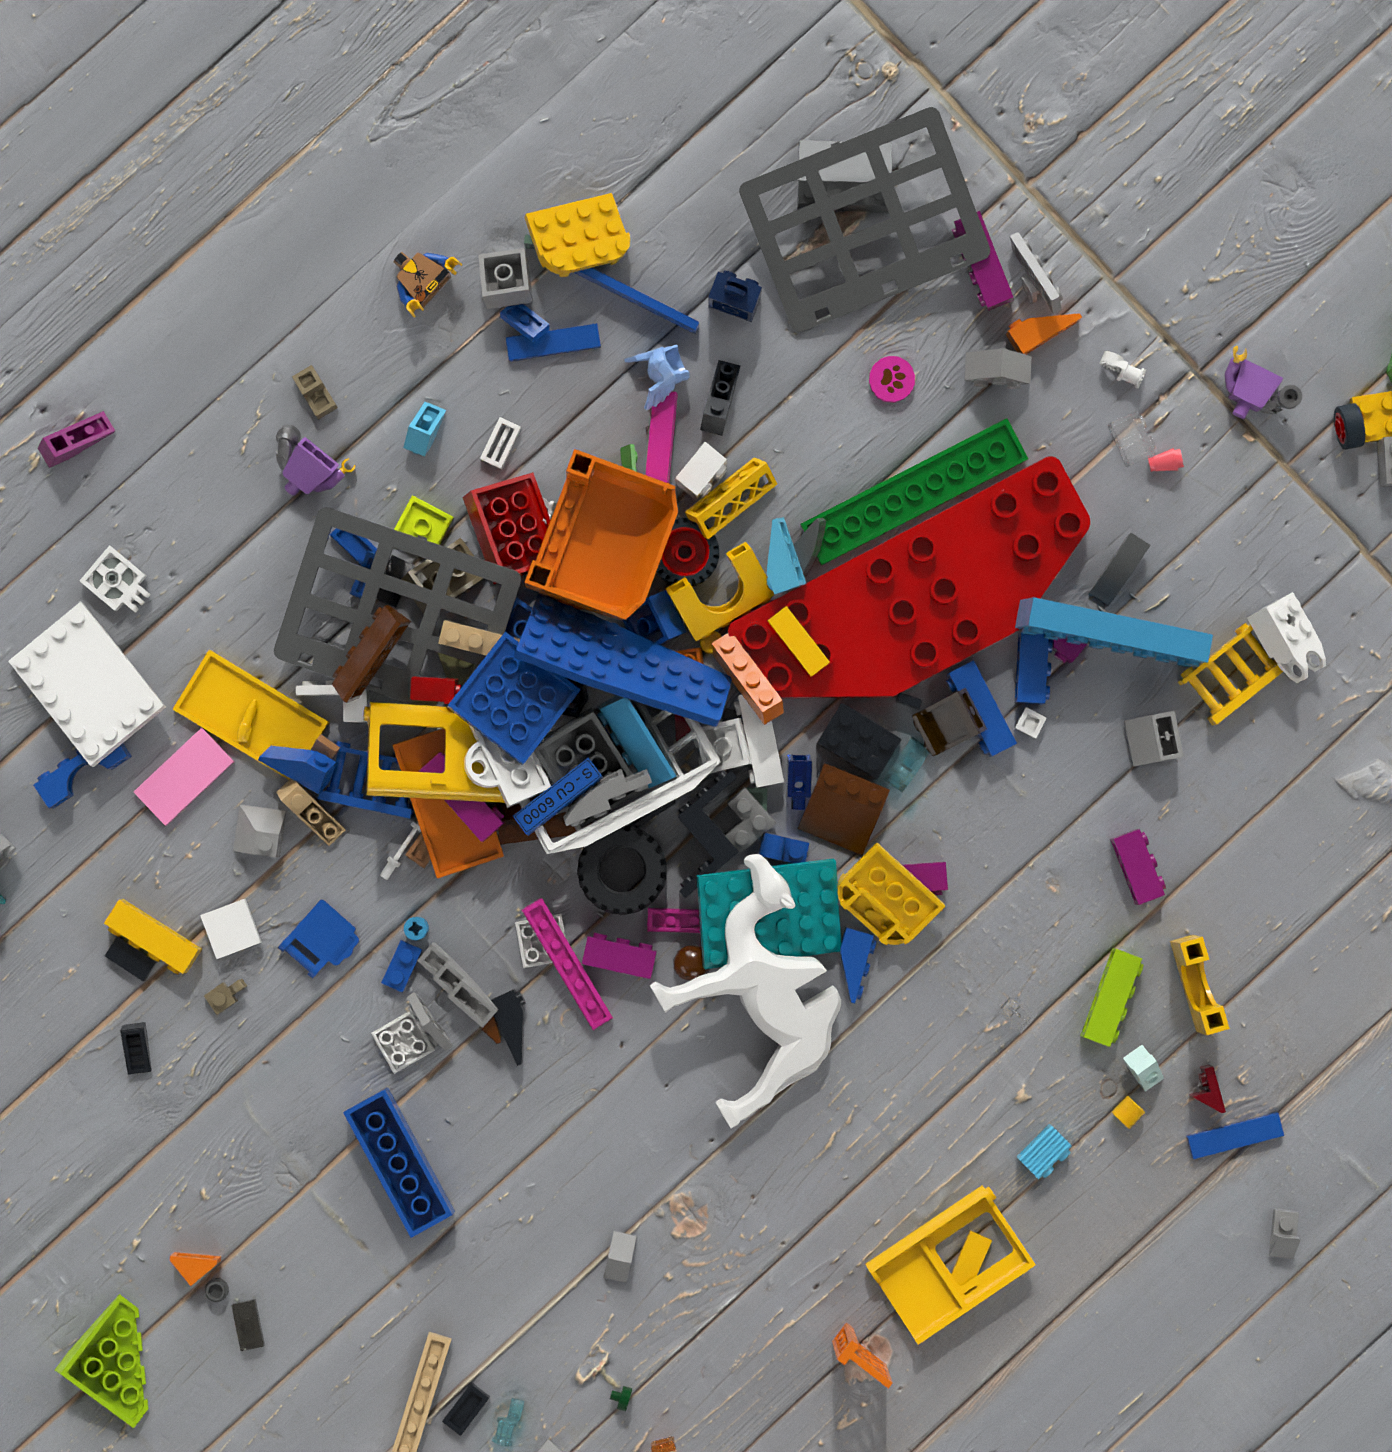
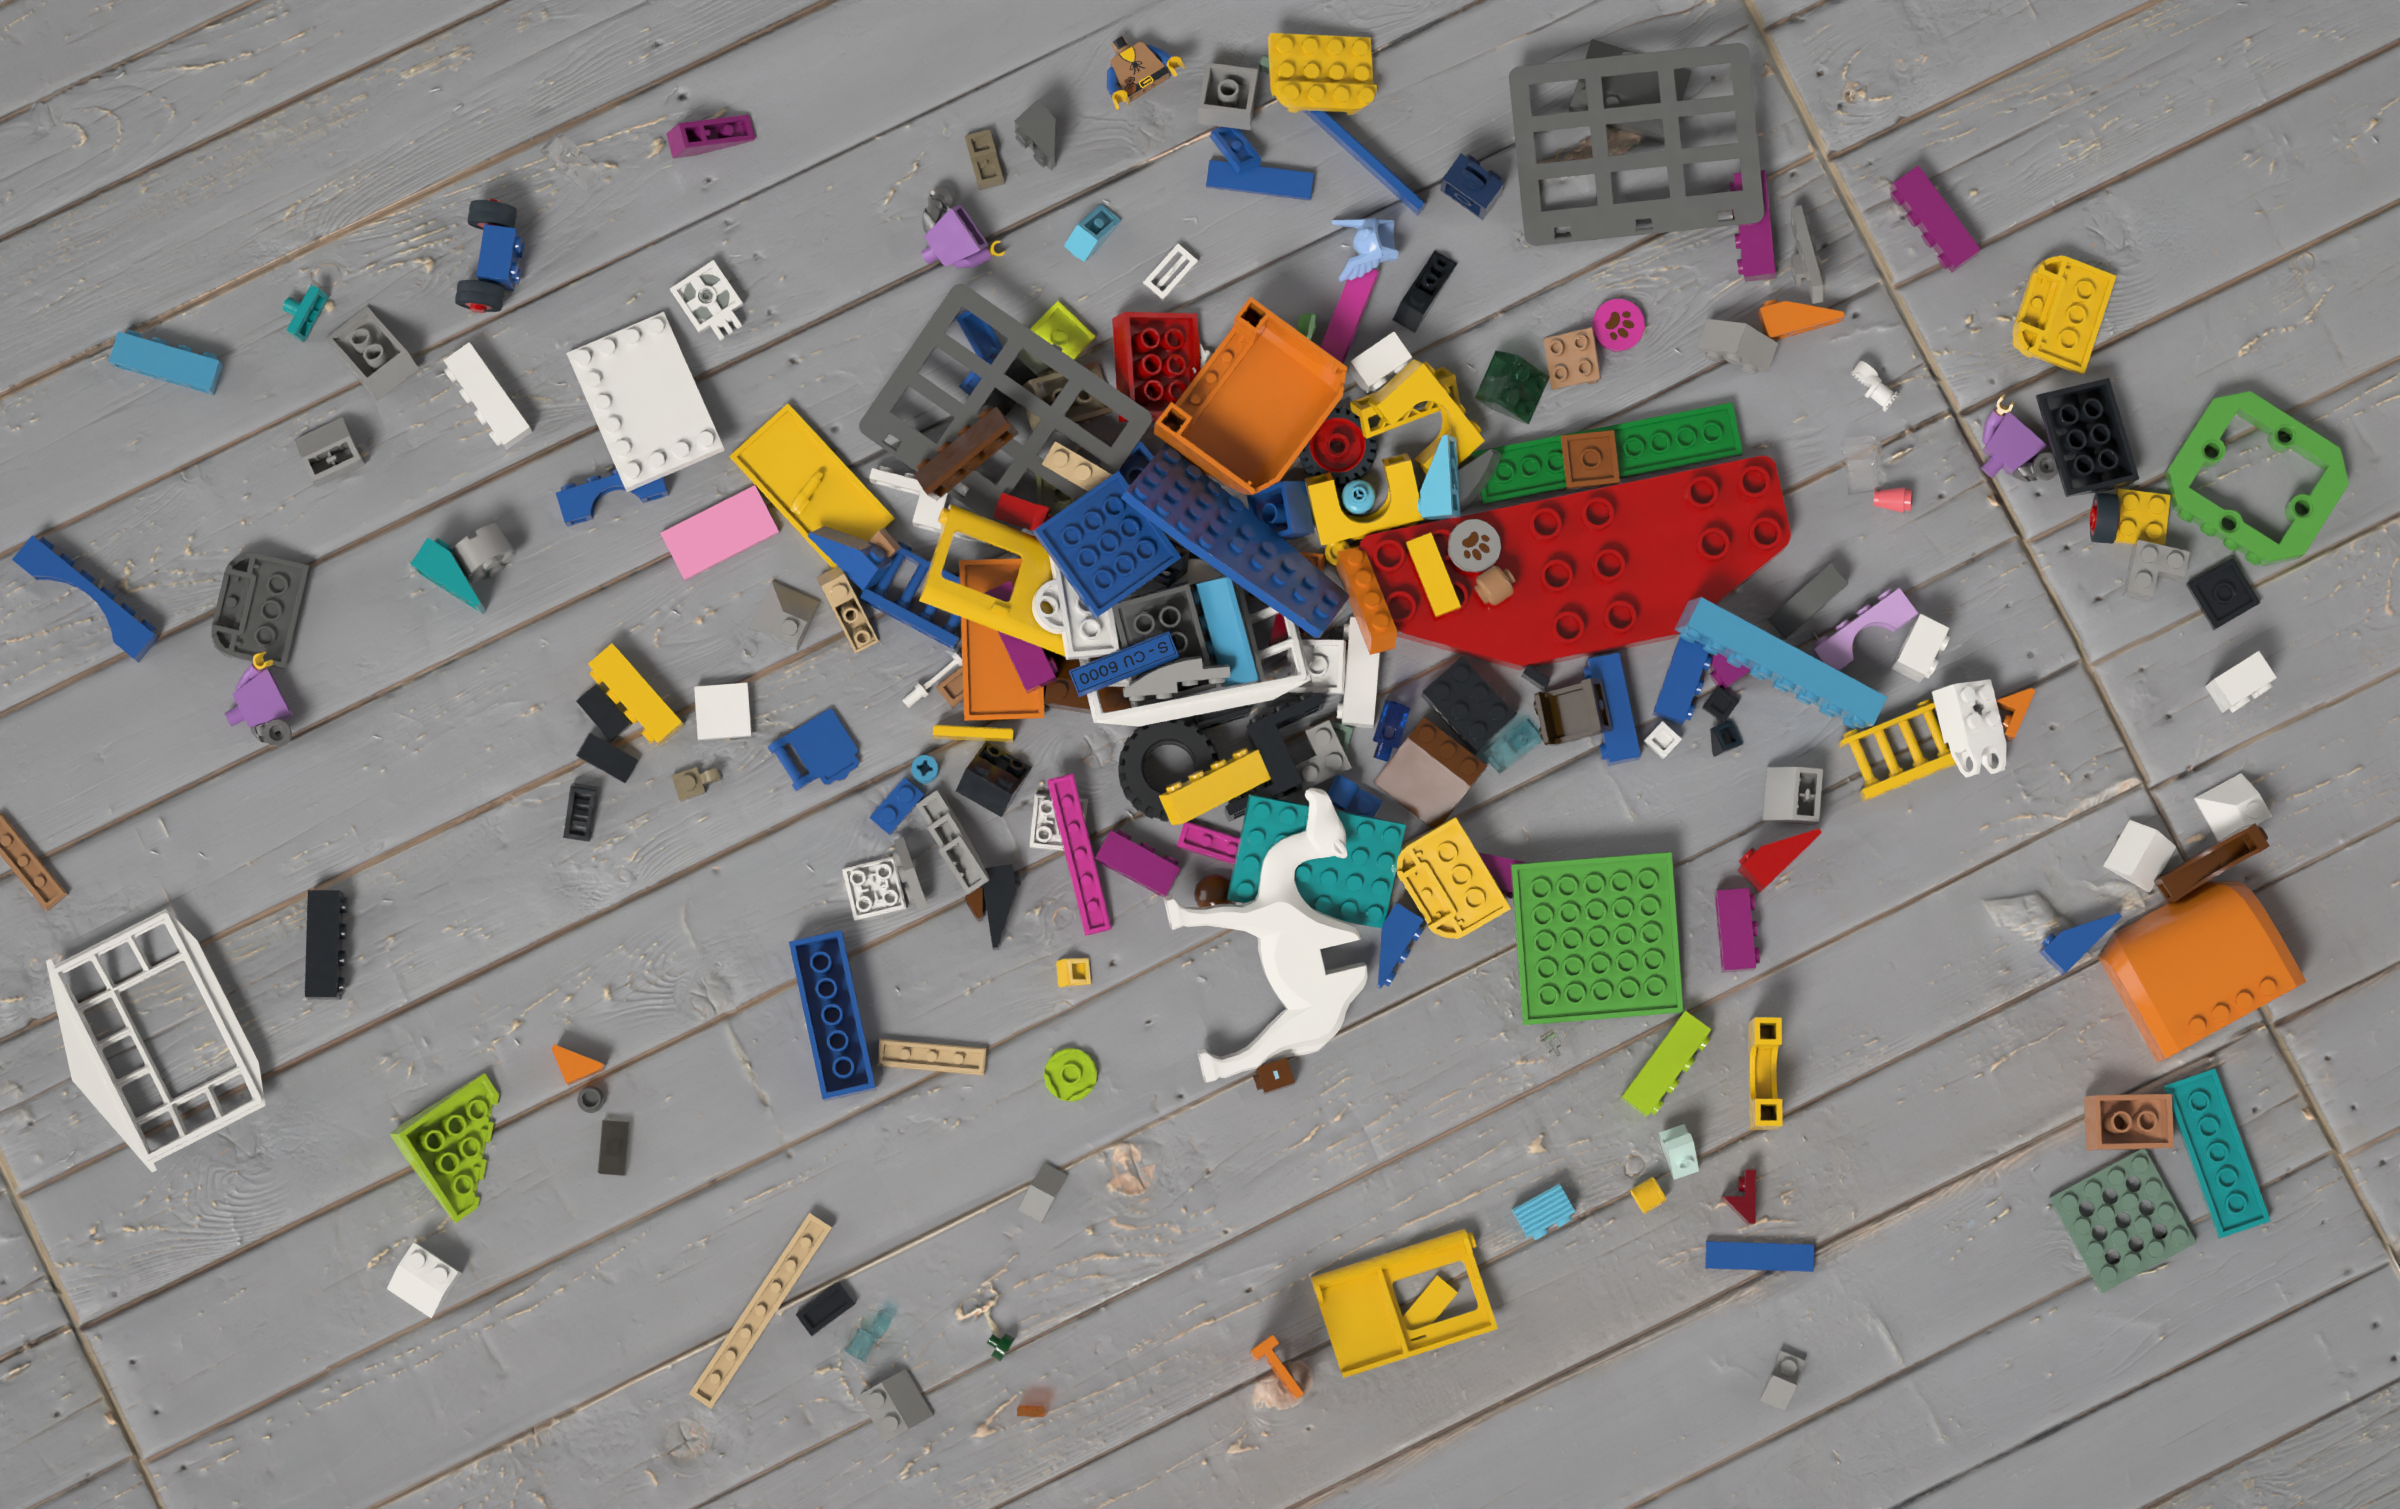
camera: 15 degrees right, 5 degrees down
(144, 996) = (607, 758): none -> black slope
(353, 355) = (1038, 131): none -> dark grey slope
(448, 886) = (973, 733): none -> yellow tile
(476, 920) = (993, 779): none -> black slope
(493, 1170) = (931, 1057): none -> tan tile
(591, 1063) = (1073, 972): none -> yellow slope
(614, 1150) = (1070, 1074): none -> lime tile
(665, 878) = (1214, 787): none -> yellow brick
(713, 599) = (1354, 506): none -> medium azure head
(738, 482) = (1417, 384): none -> yellow arch
(785, 1103) = (1274, 1076): none -> reddish brown brick
(817, 458) = (1512, 386): none -> clear green slope
(825, 606) = (1474, 546): none -> light grey tile
(853, 635) = (1495, 585): none -> medium nougat head
(861, 419) = (1572, 359): none -> medium nougat hinge
(902, 502) = (1590, 459): none -> dark orange plate
(1024, 908) = (1596, 938): none -> bright green plate
(1069, 677) = (1720, 704): none -> black tile
(1081, 706) = (1724, 738): none -> black slope
(1133, 211) = (1934, 219): none -> magenta brick
(1152, 801) = (1771, 859): none -> red slope
(1192, 558) = (1891, 613): none -> lavender arch
(1227, 583) = (1920, 648): none -> white brick
(1263, 260) = (2062, 312): none -> yellow plate
(1317, 362) = (2087, 438): none -> black slope
(1321, 608) = (2017, 705): none -> orange slope

